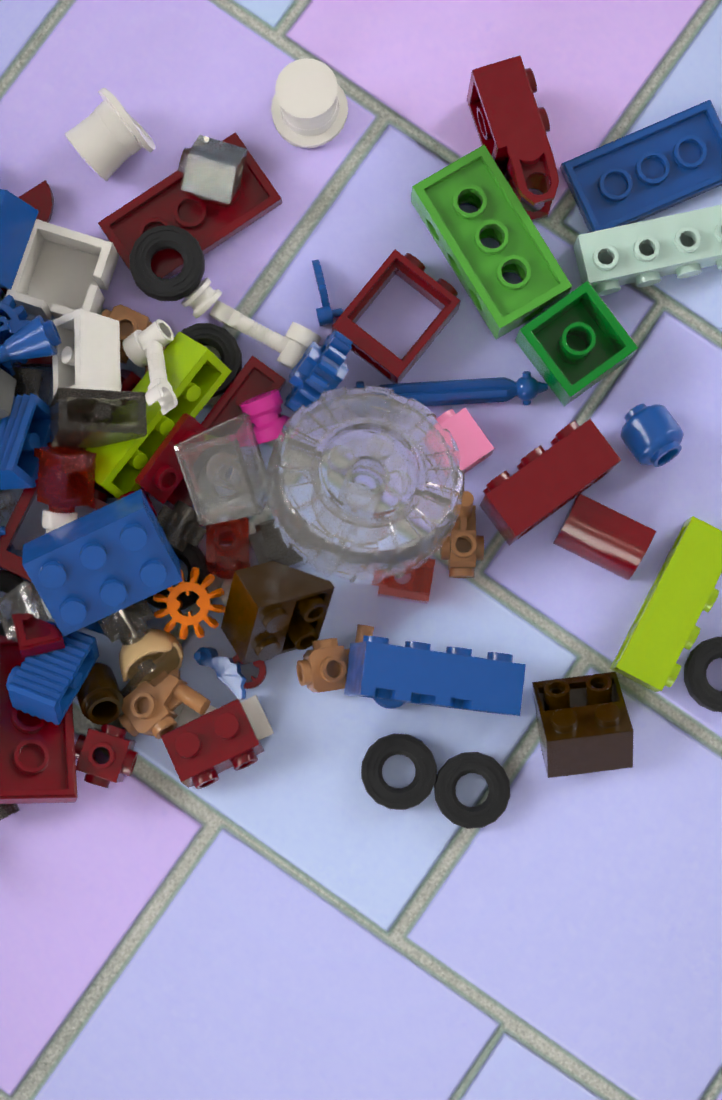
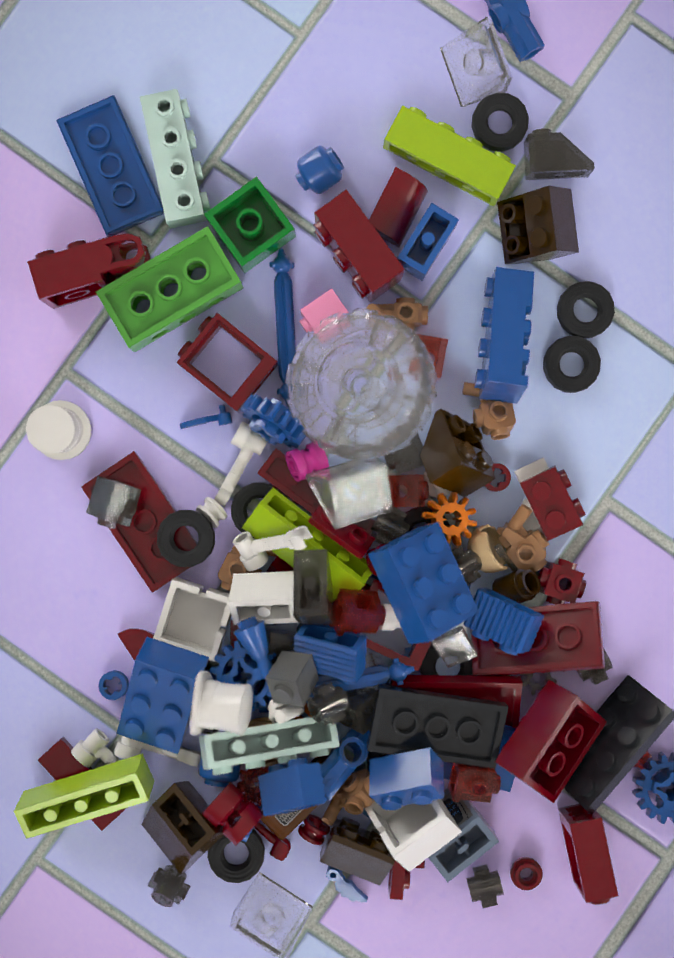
camera: 90 degrees left, 5 degrees up
(36, 635) = (477, 633): dark red tile -> none
(108, 136) = (85, 584): white piece -> none
(226, 669) = (496, 492): piece -> none
(558, 574) = (427, 241): none -> blue brick
(676, 745) = (554, 157): none -> clear smoke slope

